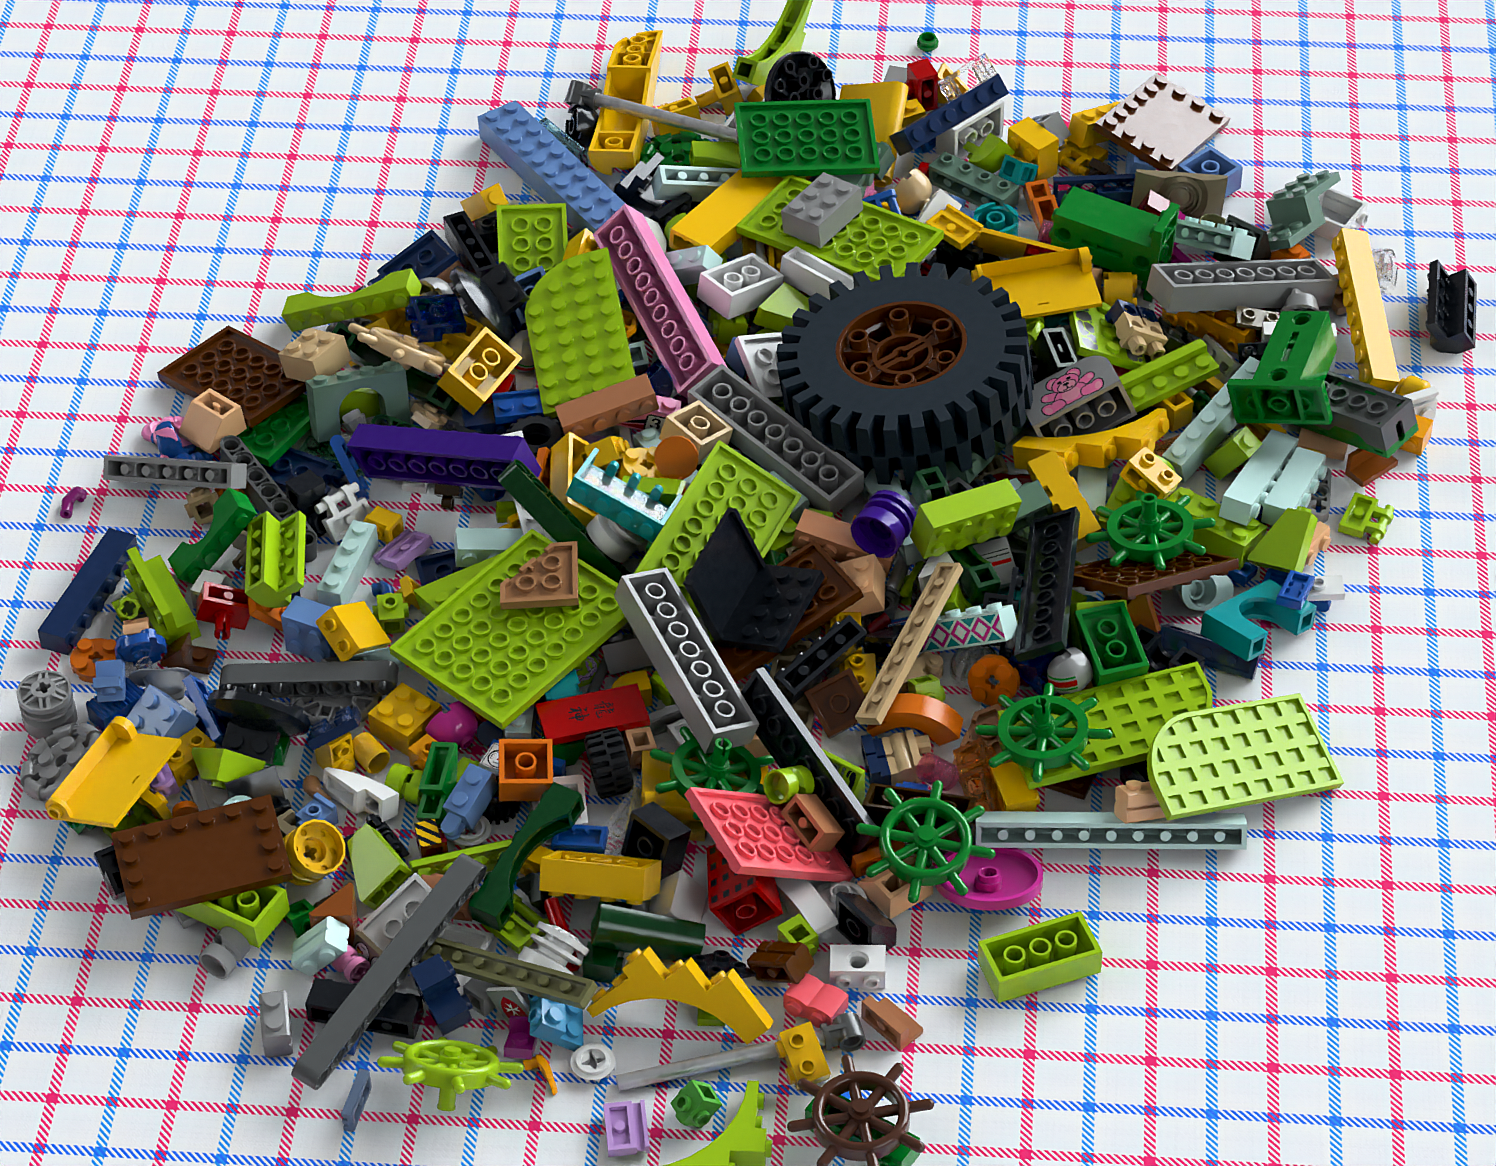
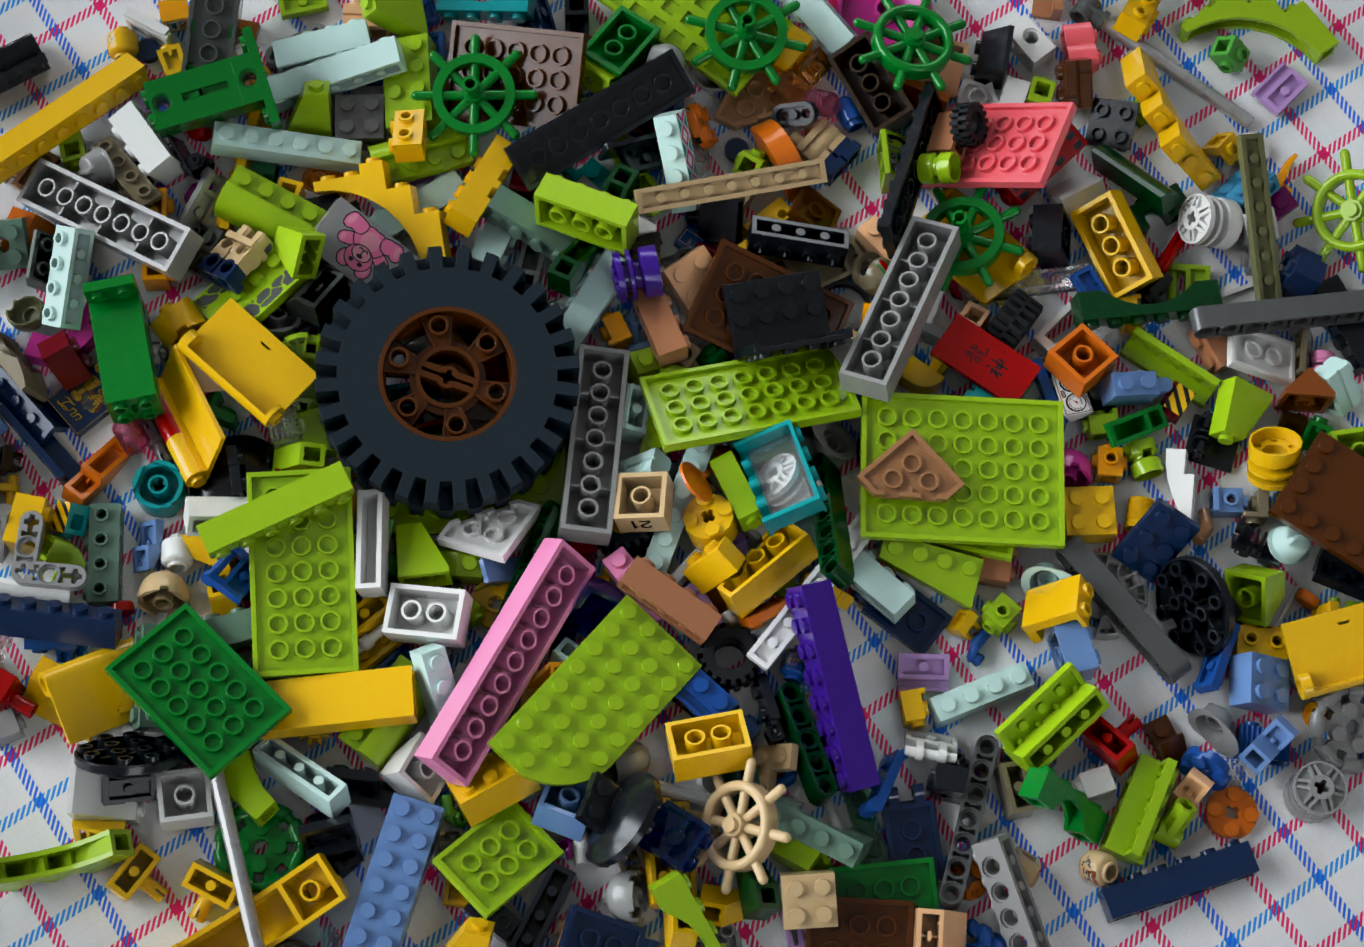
camera: 135 degrees left, 25 degrees up
(151, 545) = (1098, 868): none -> tan head
(613, 1033) = (1223, 145): none -> yellow bracket
(817, 820) = (968, 124): none -> black tyre
(822, 210) = (299, 589): light grey brick -> none
(894, 222) = (275, 510): none -> lime brick
(941, 743) = (796, 113): none -> black plate
(957, 226) = (224, 478): yellow plate -> none
(958, 704) = (733, 147): none -> dark blue tile
(990, 113) = (32, 560): none -> light grey beam
(1101, 341) = (299, 250): none -> lime slope
(1207, 477) = (360, 118): none -> flat silver brick
(1338, 315) = (72, 150): none -> lime brick

